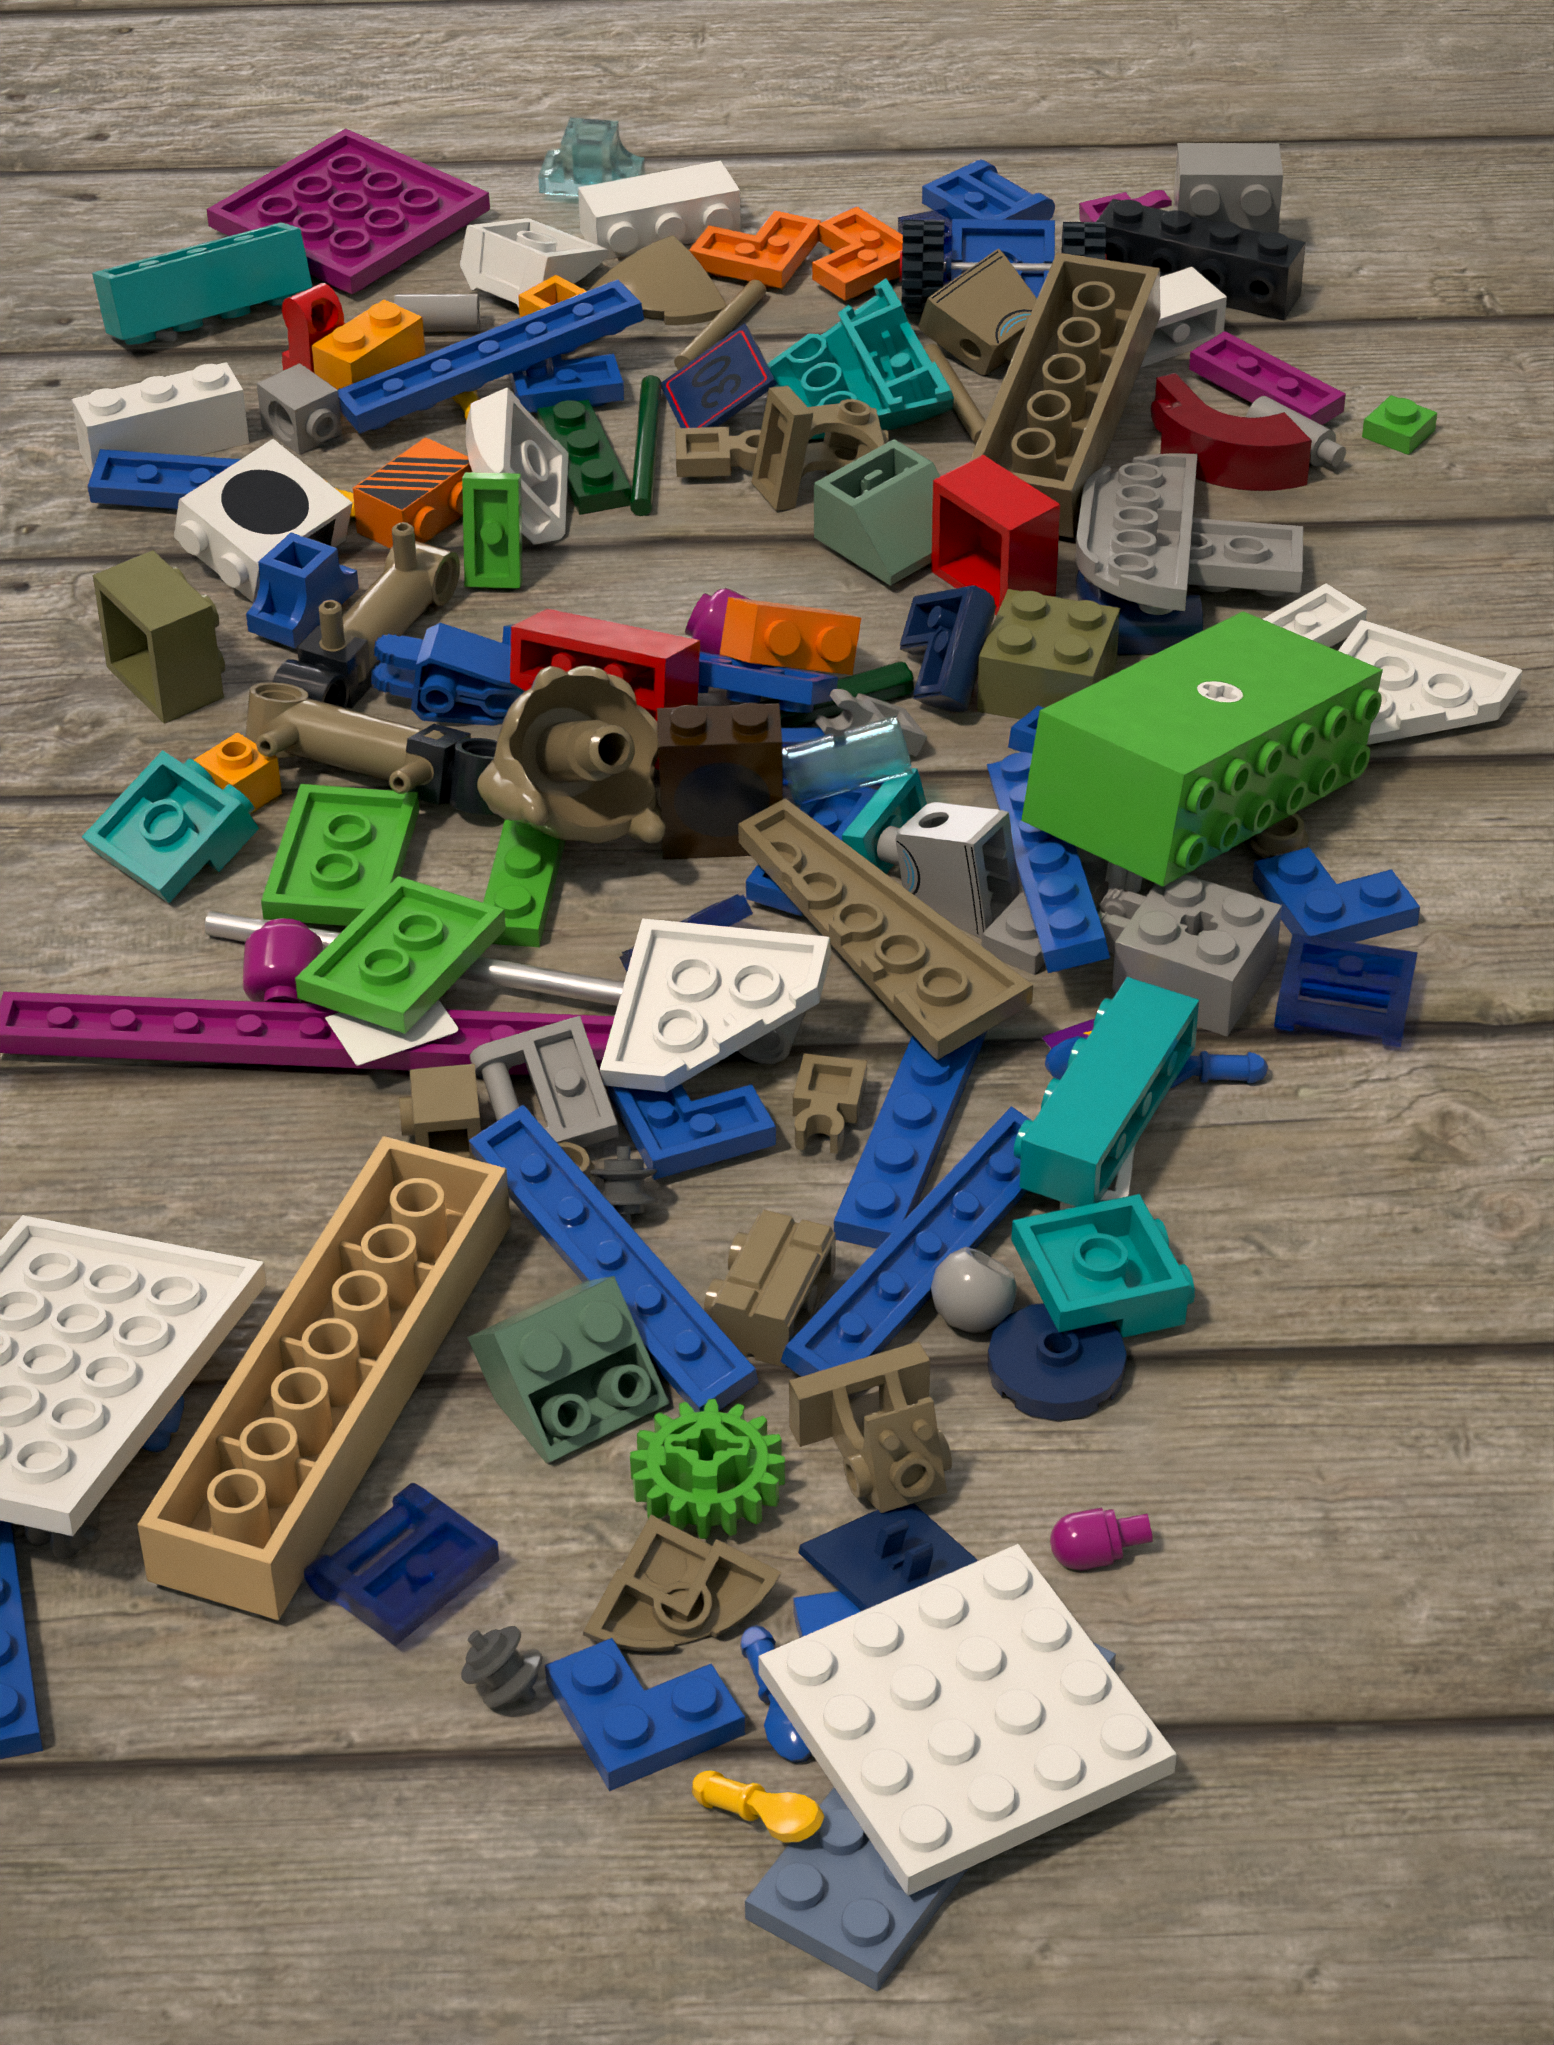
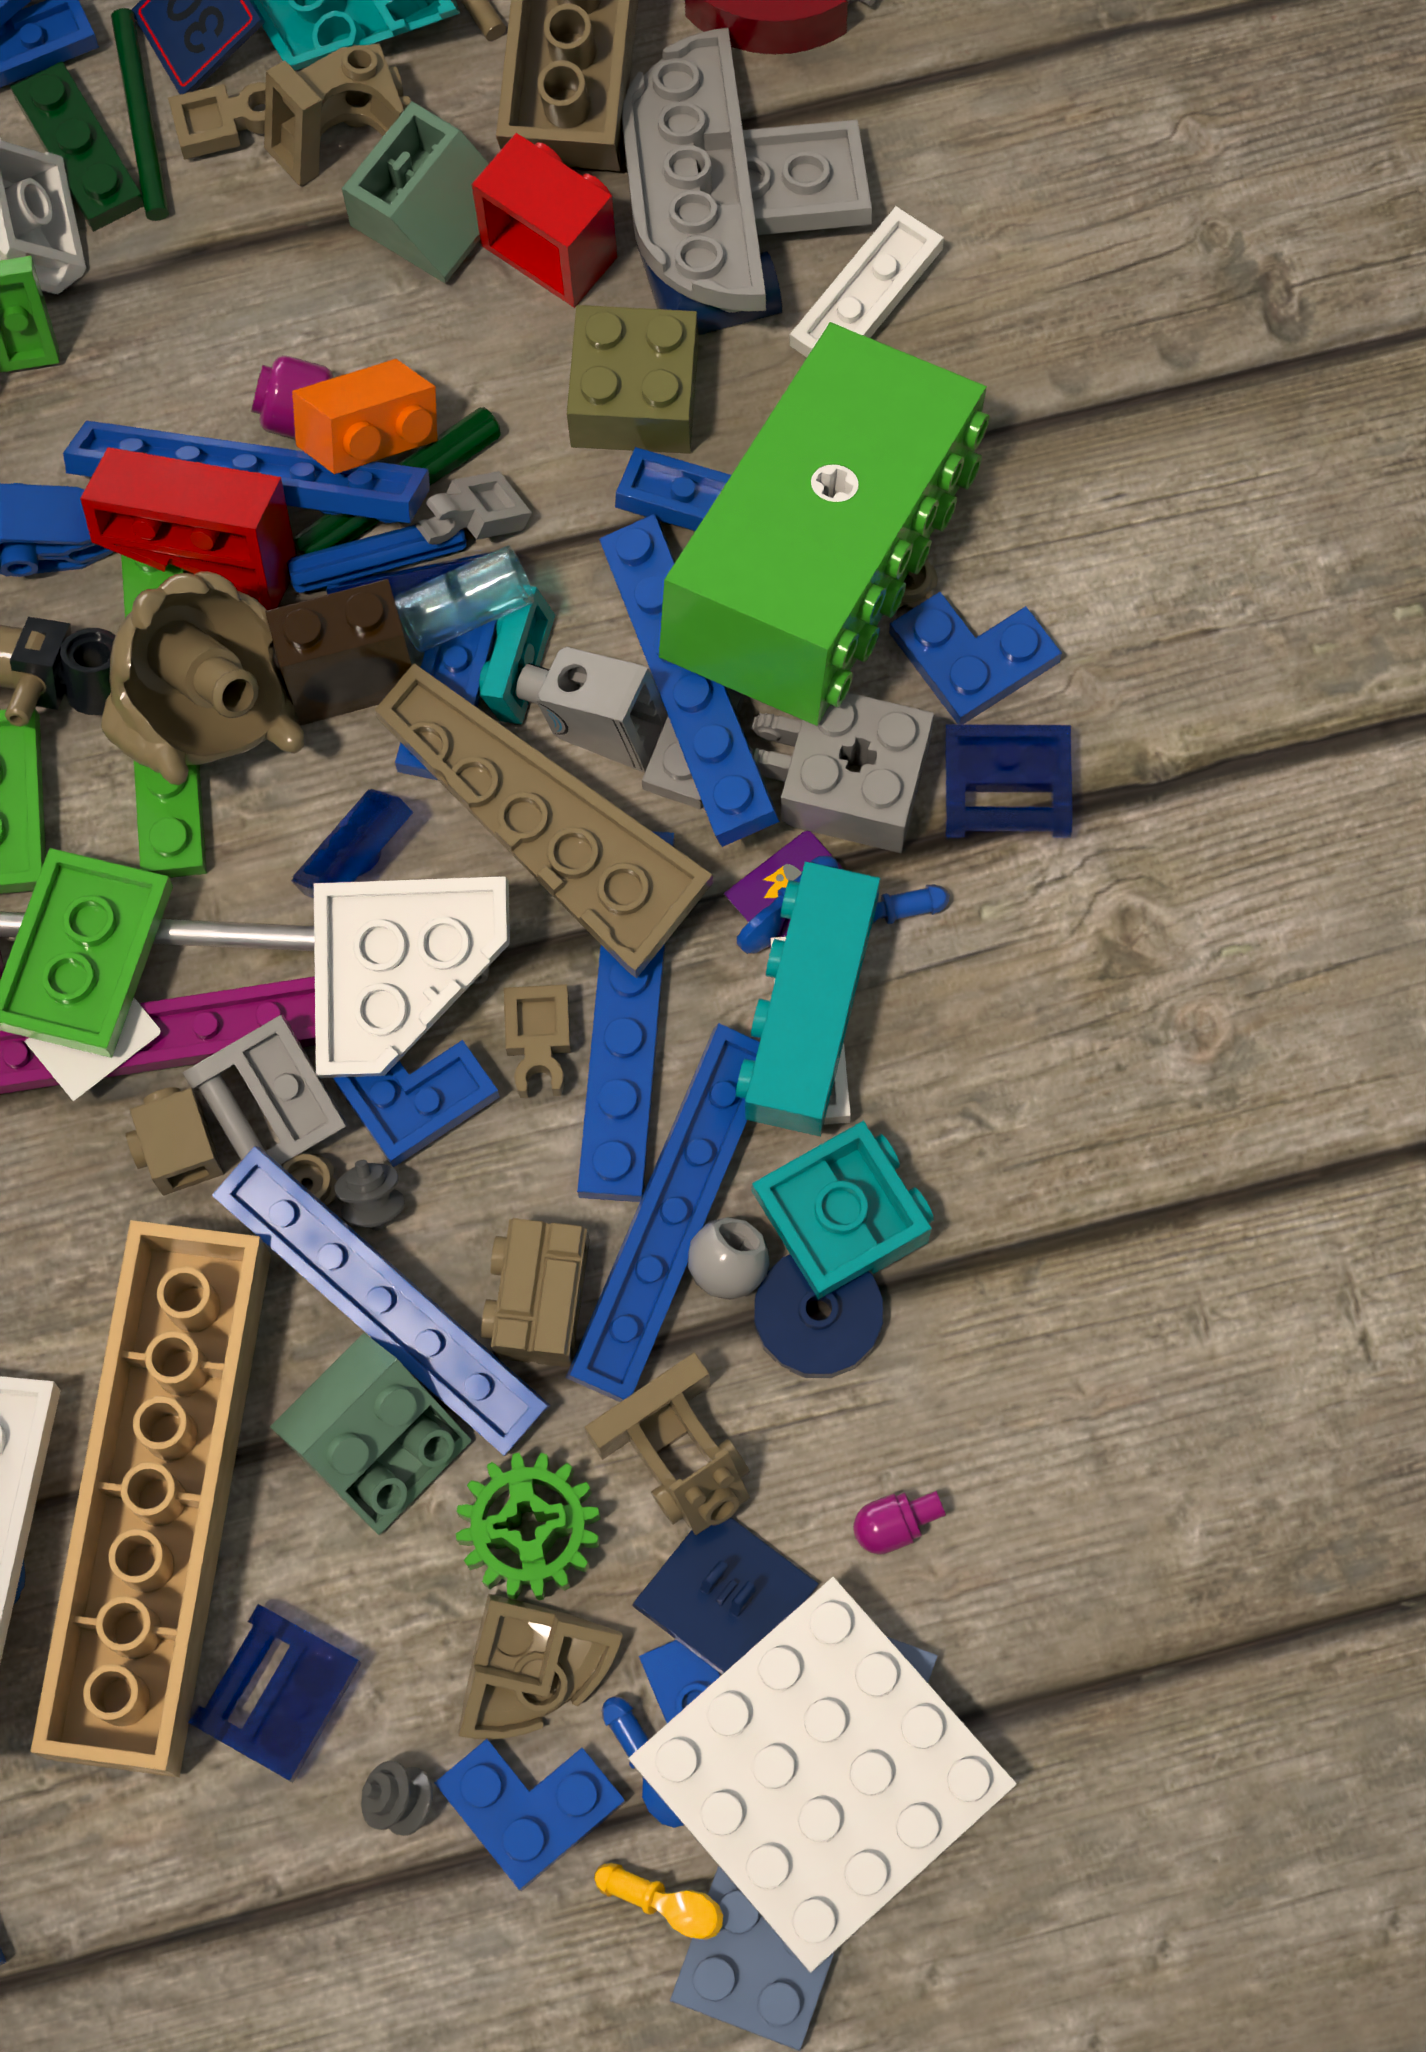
camera: 10 degrees left, 30 degrees up
(950, 634) = (537, 383): dark blue brick -> none
(1429, 684) = (1008, 329): white plate -> none

